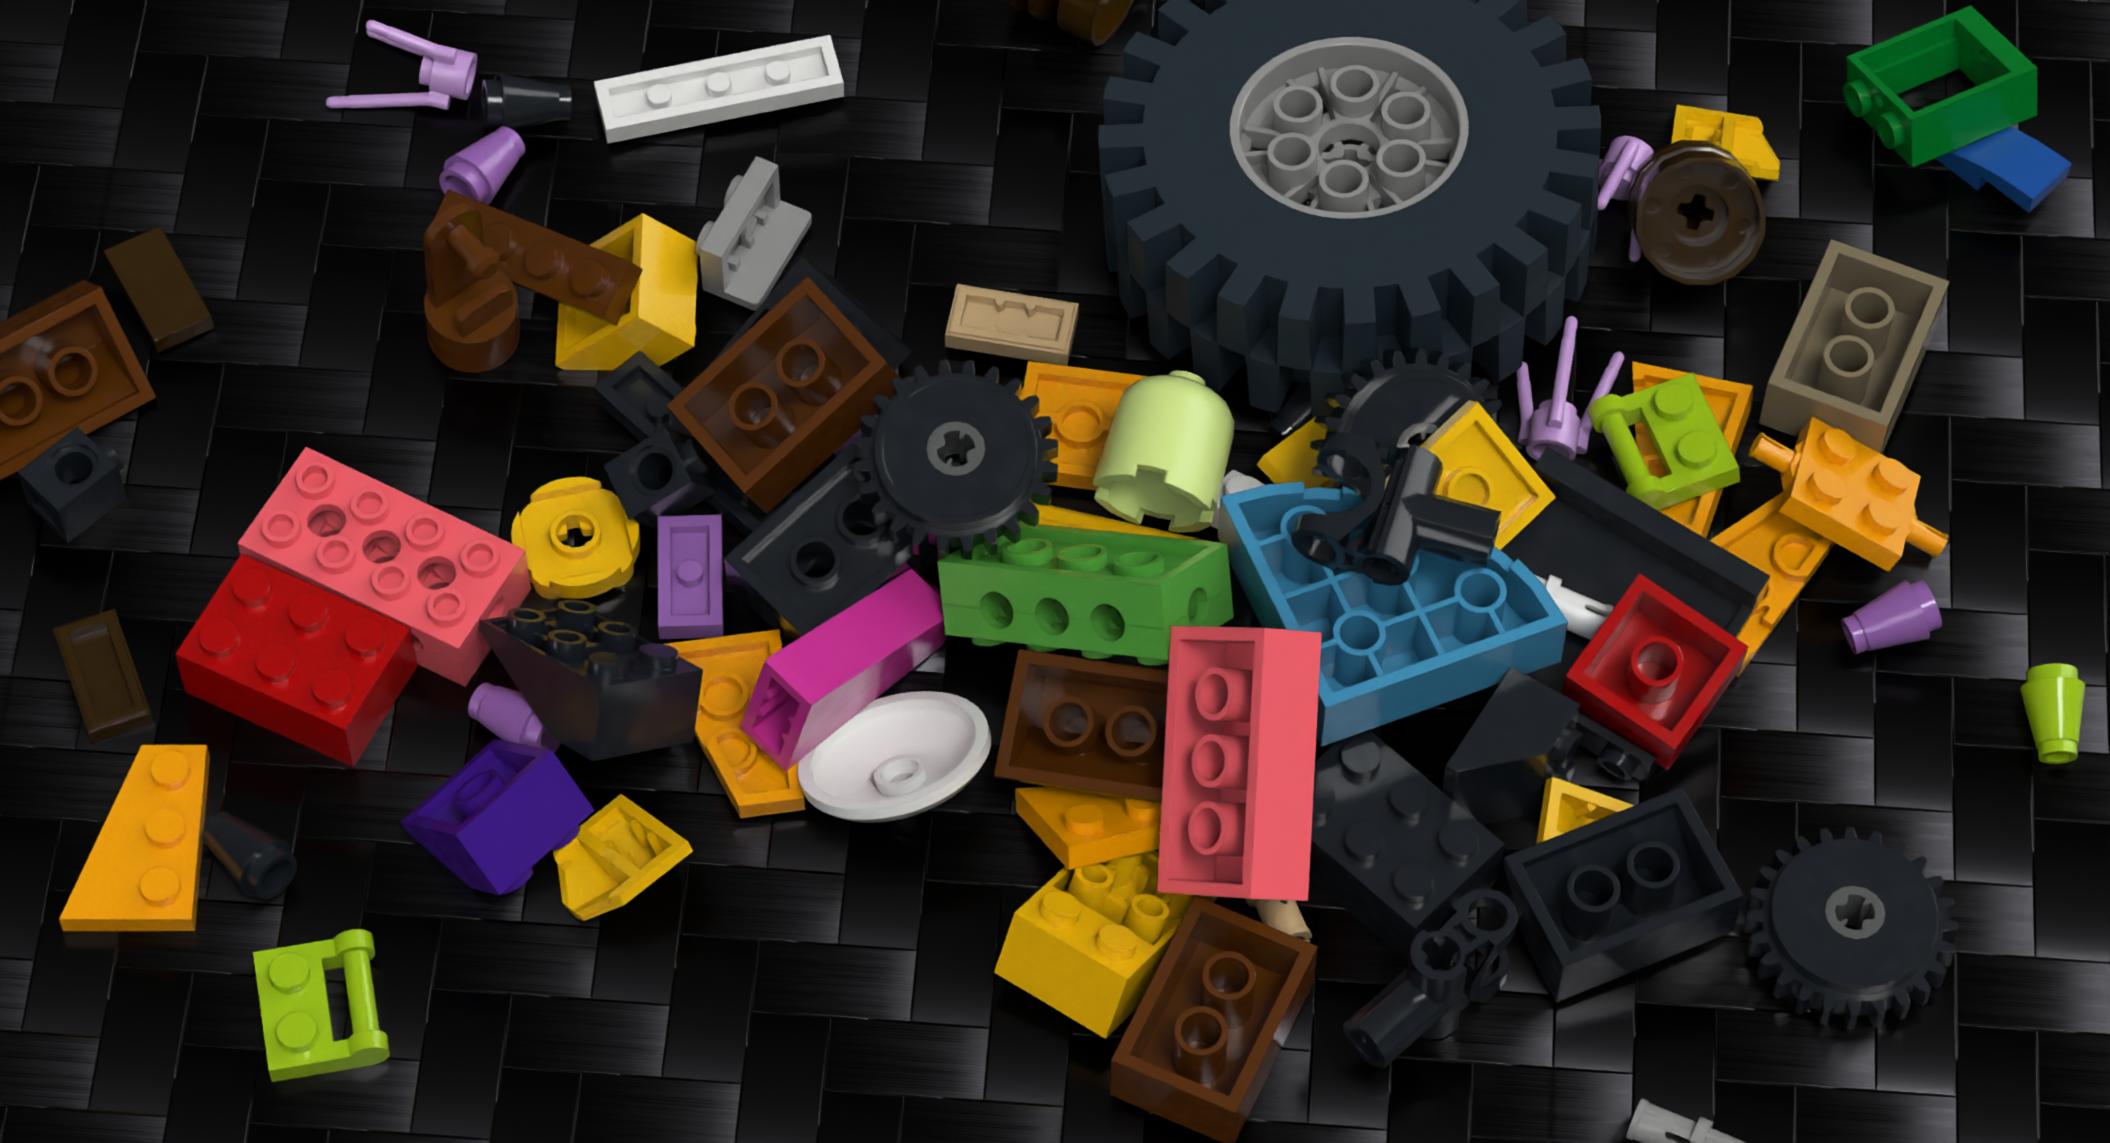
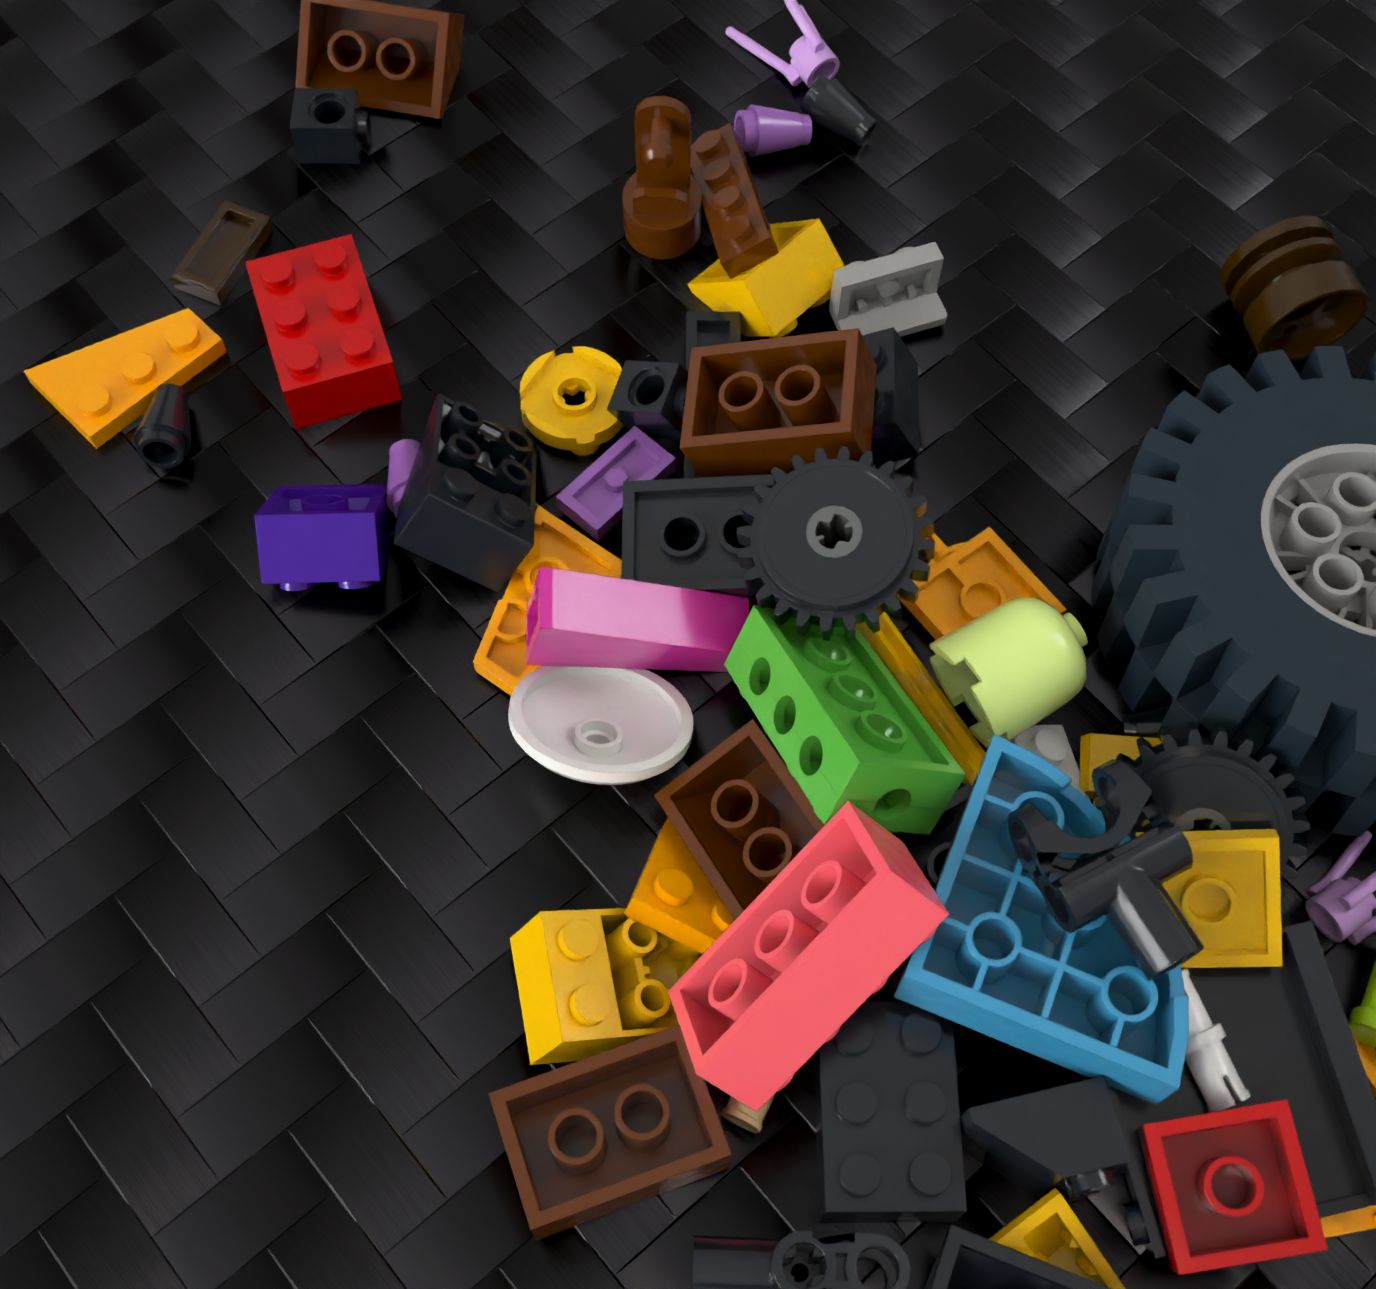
camera: 45 degrees right, 5 degrees up
(158, 289) = (509, 59): dark brown tile -> none
(298, 1008) = (86, 549): lime plate -> none
(391, 558) = (430, 254): coral brick -> none
(615, 858) = (367, 626): yellow slope -> none
(719, 89) = (972, 194): white plate -> none
(1011, 325) = (1007, 495): tan plate -> none

